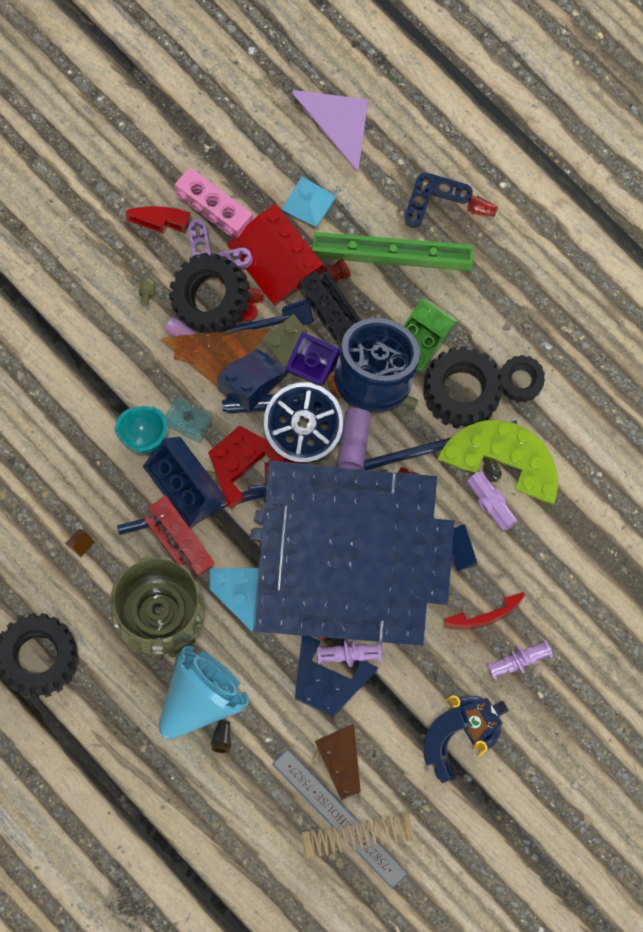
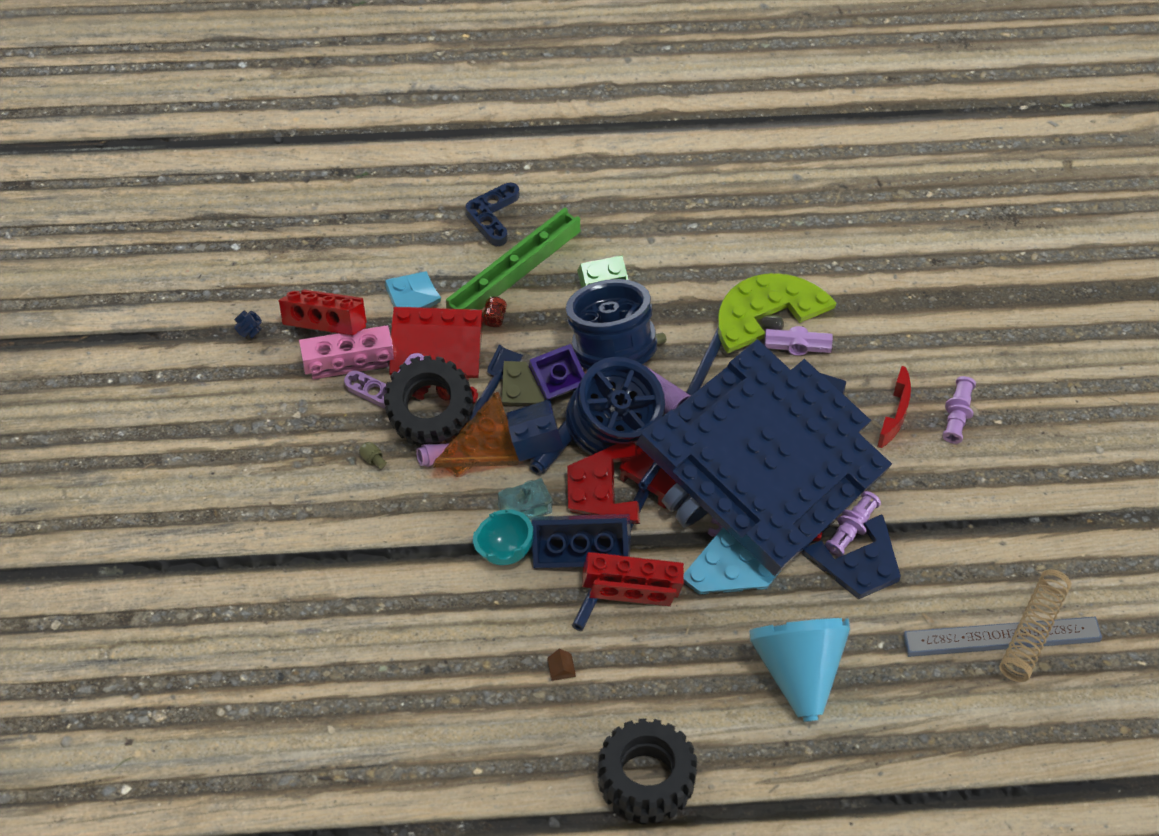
camera: 50 degrees left, 20 degrees down
(153, 585) = (693, 627): olive wheel -> none
(160, 218) = (317, 400): red slope -> none
(184, 119) = (248, 323): none -> dark blue gear
(222, 737) = (853, 676): dark brown cone -> none
(227, 162) = (323, 311): none -> red brick
(325, 307) = (516, 331): black brick -> none
(339, 119) = (361, 227): lavender tile -> none
(341, 761) = (947, 600): reddish brown wing -> none
(438, 738) = (987, 509): dark blue arch -> none
(463, 362) = (688, 272): black tyre -> none
(480, 206) = (533, 187): clear red cone -> none
(483, 718) = (993, 473): torso -> none
(522, 363) = (711, 242): black tyre -> none

